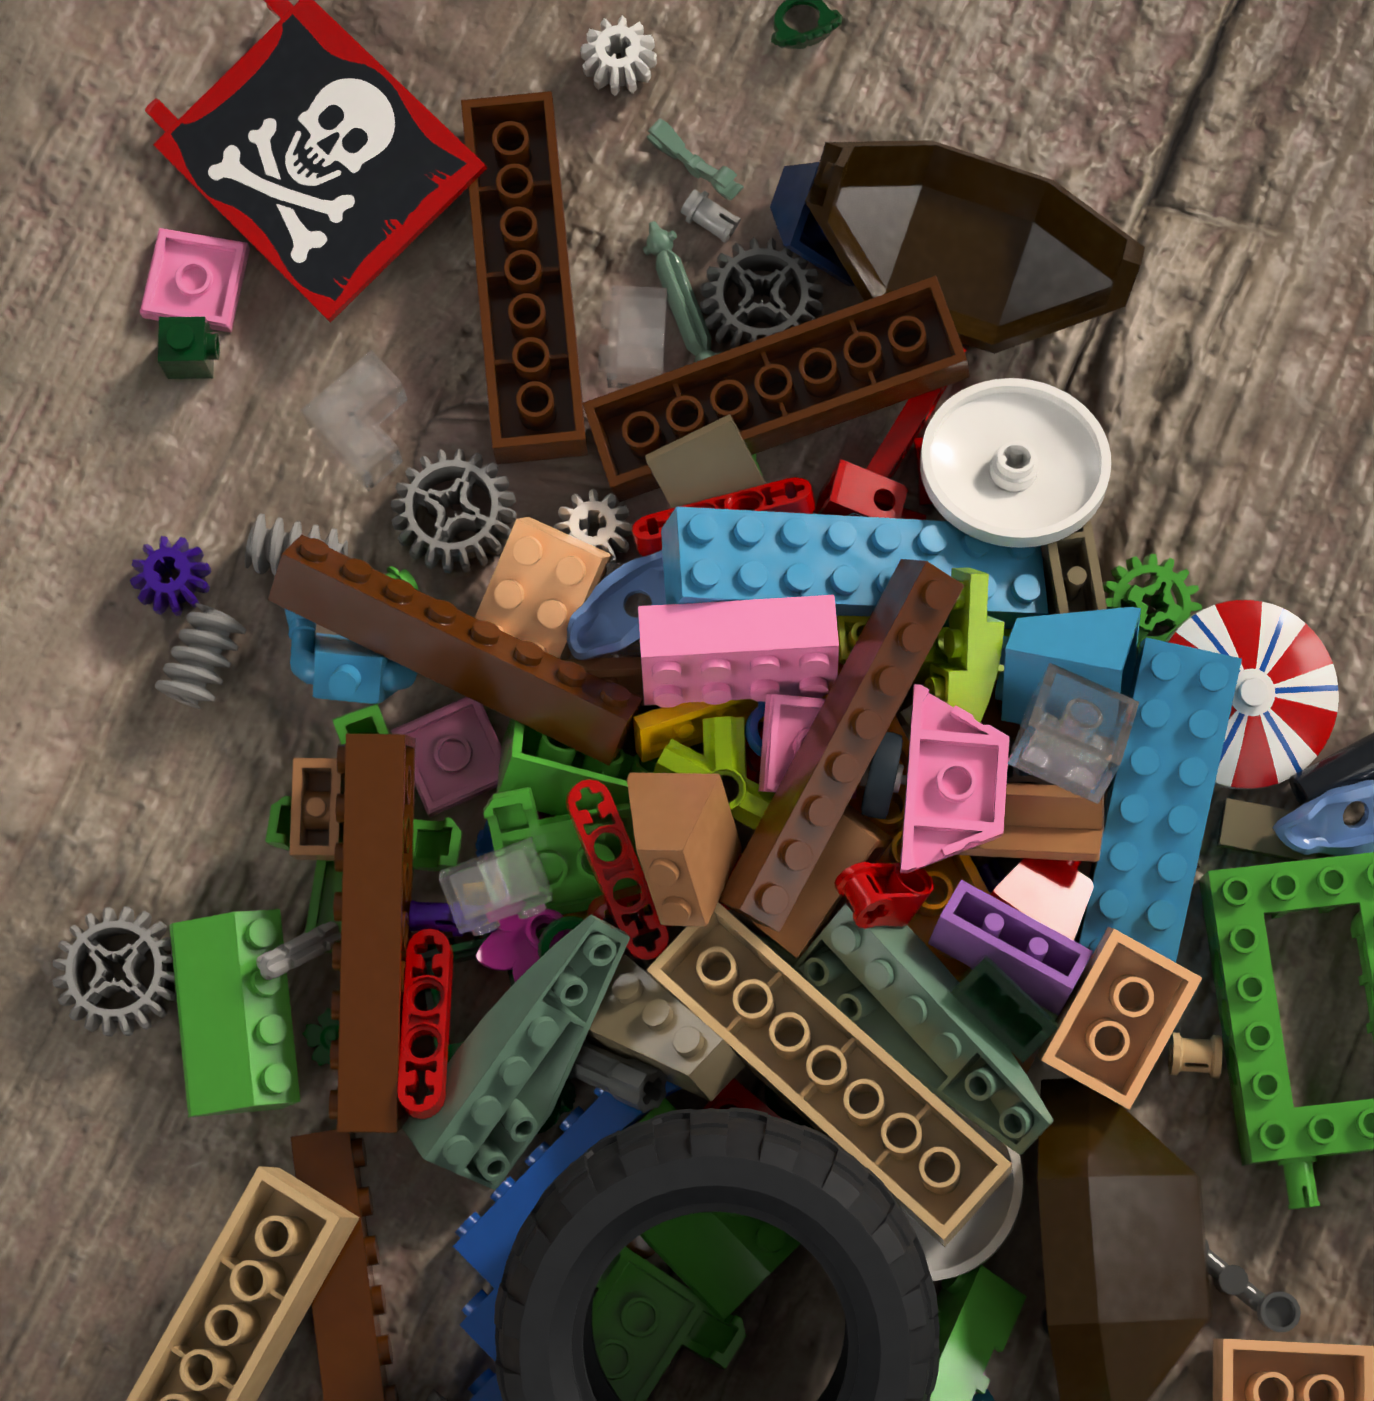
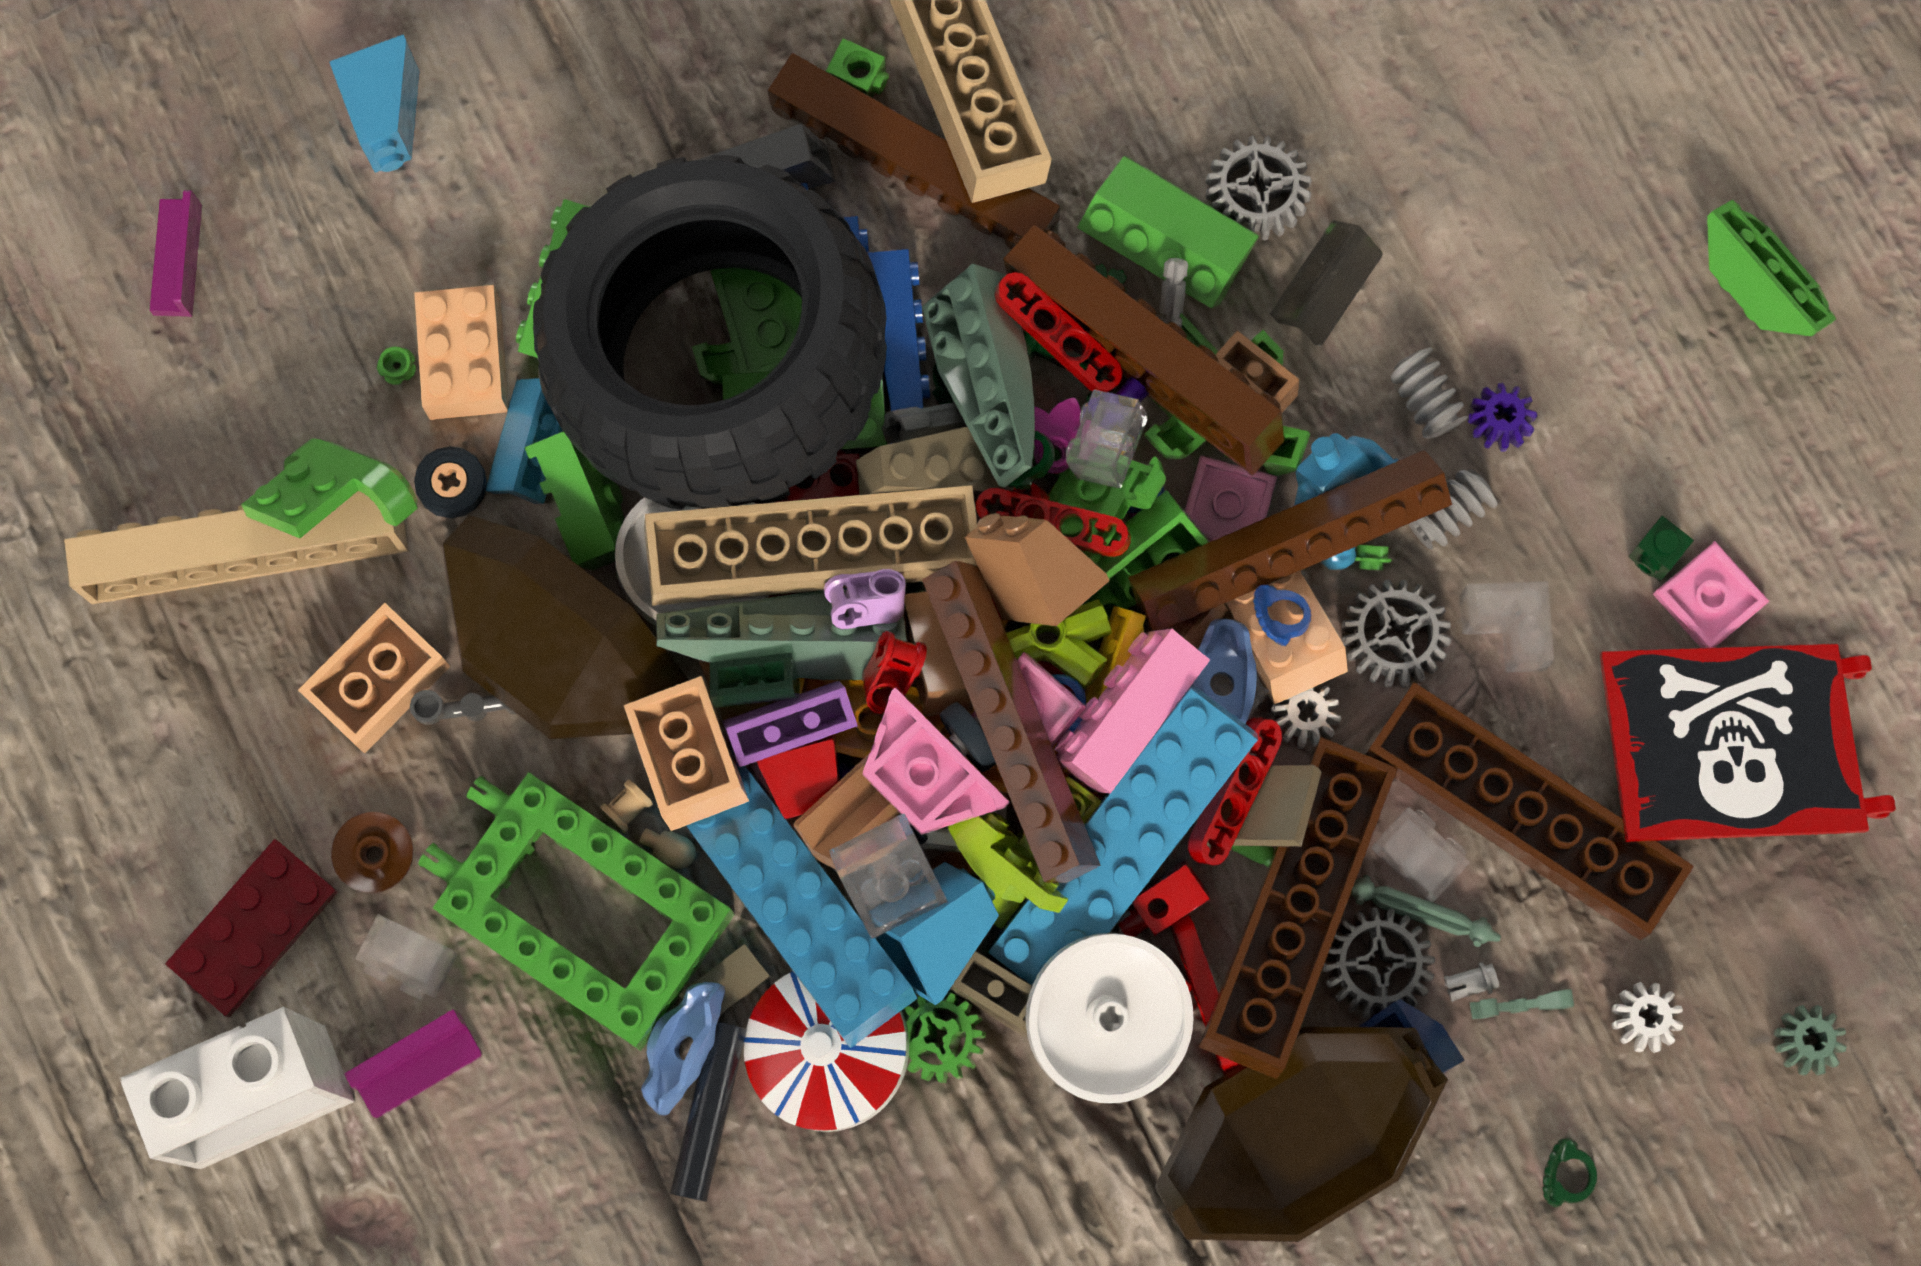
camera: 130 degrees right, 0 degrees up
(161, 836) = (1328, 281): none -> clear smoke panel
(554, 586) = (1280, 633): none -> blue piece
(848, 976) = (869, 598): none -> lavender piece
(1200, 1000) = (670, 848): none -> tan cylinder

